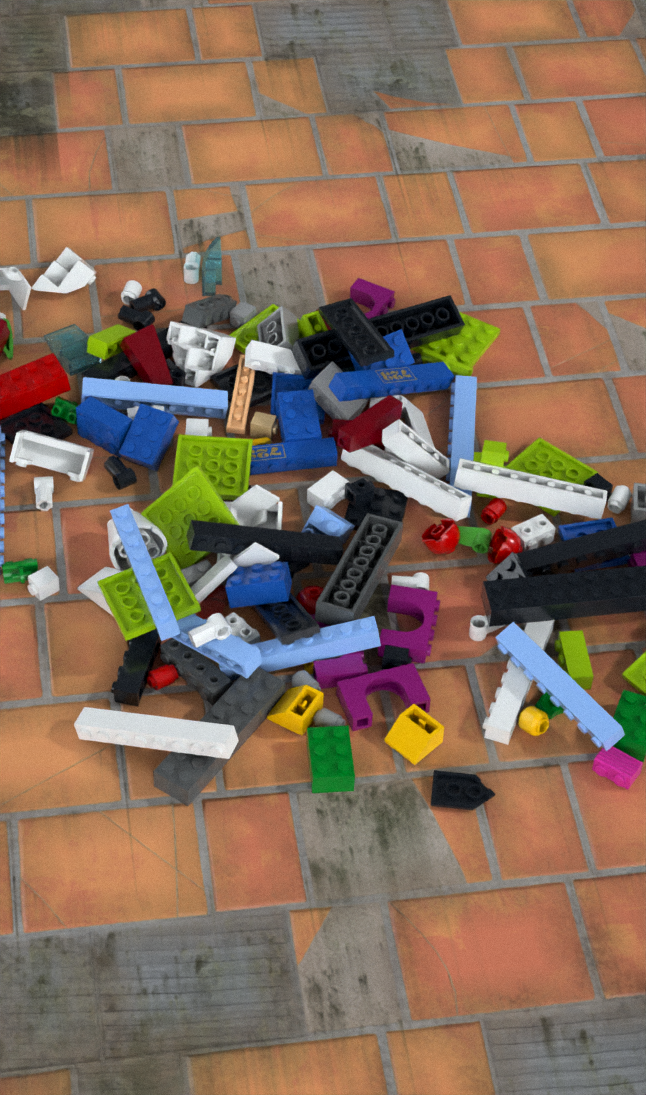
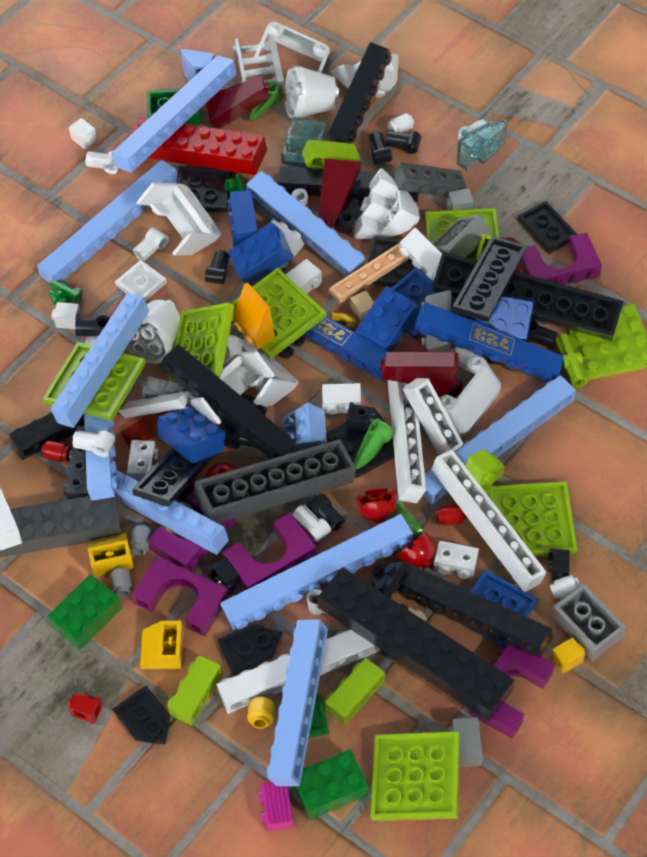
camera: 50 degrees right, 10 degrees up
(36, 310) = (309, 92): none -> white cone
(70, 522) = (141, 280): none -> white plate
(79, 574) = (91, 327): none -> black piece
(85, 283) = (360, 94): none -> black brick
(219, 464) = (253, 318): none -> light orange slope
(318, 294) = (546, 227): none -> black tile
(386, 494) = (375, 437): none -> bright green piece
(403, 567) = (322, 508): none -> black piece
(412, 817) = (85, 707): none -> red brick
(458, 609) = (316, 572): none -> light blue brick
(469, 692) = (249, 647): none -> black tile
(472, 744) = (194, 690): none -> lime brick

